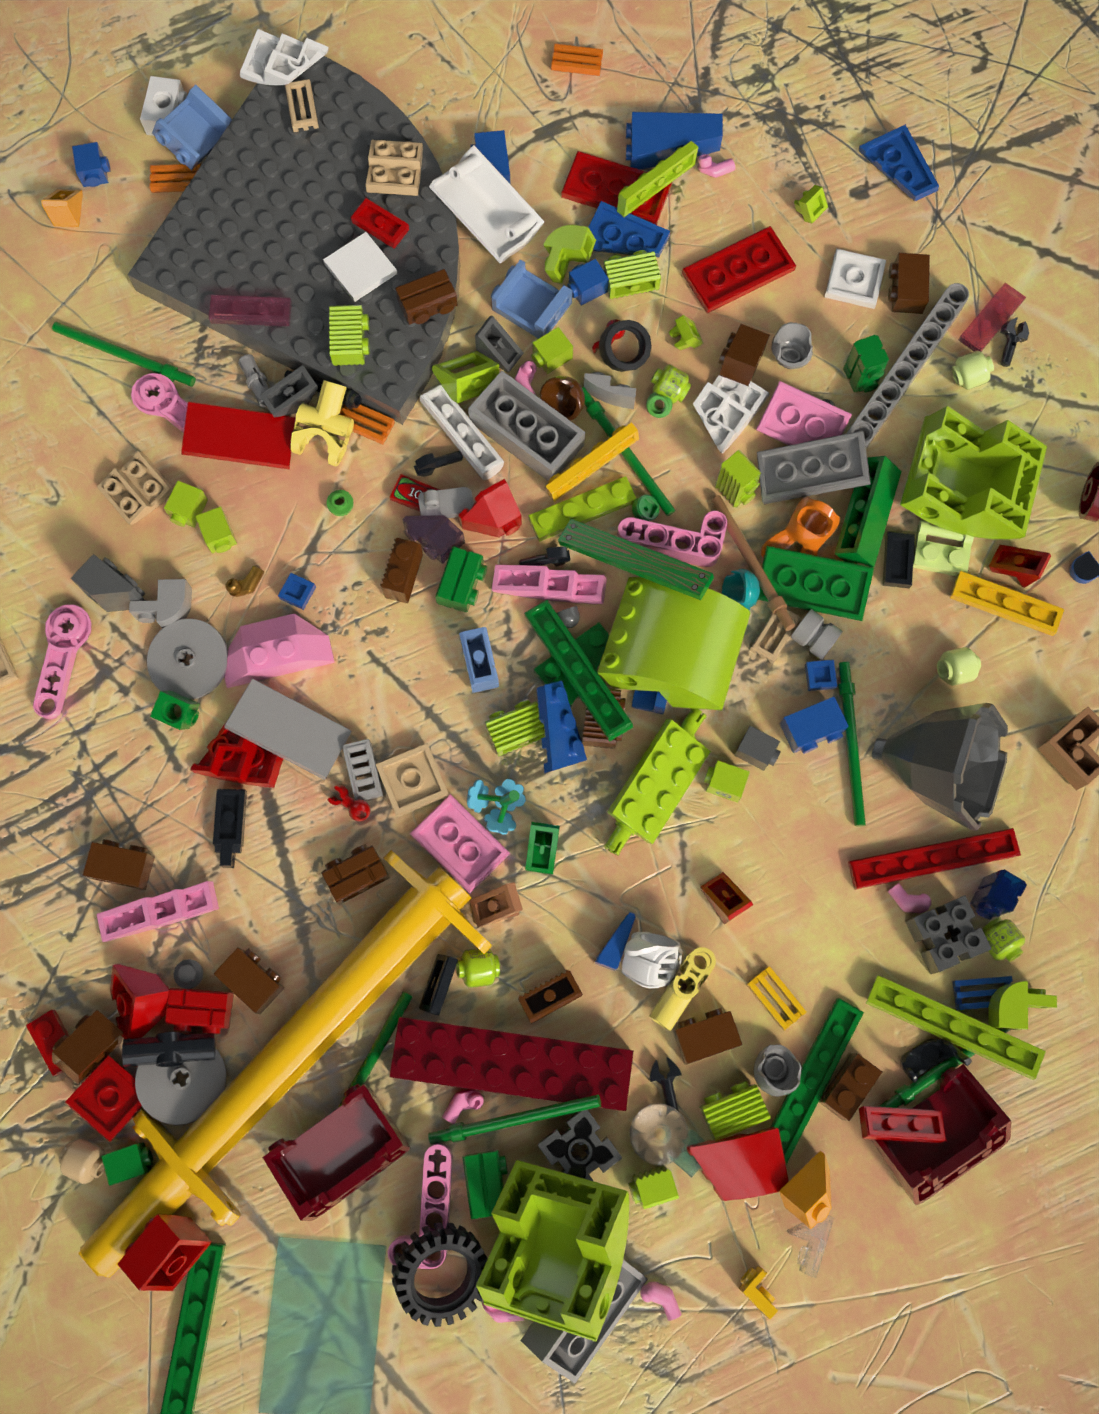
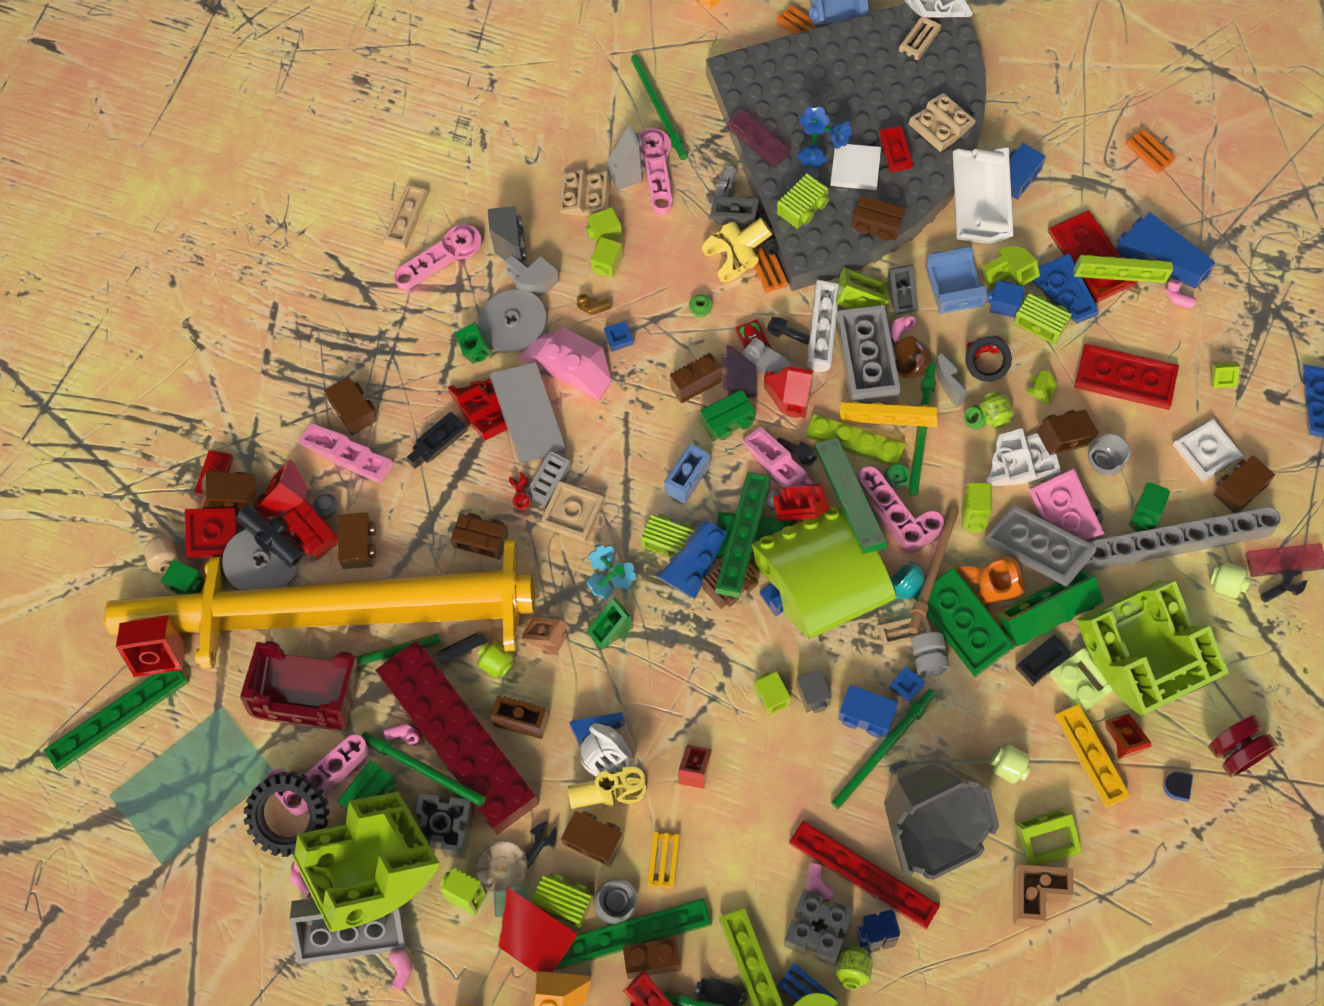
camera: 50 degrees right, 10 degrees down
(148, 426) = (625, 160): none -> light grey slope
(237, 435) = (676, 210): red tile -> none
(298, 250) = (816, 123): none -> blue plant
(460, 844) = (562, 578): bright pink tile -> none
(552, 350) = (936, 323): lime brick -> none
(600, 601) = (801, 502): none -> red hinge
(658, 782) = (725, 652): lime plate -> none
(1025, 692) = (1043, 824): none -> lime tile

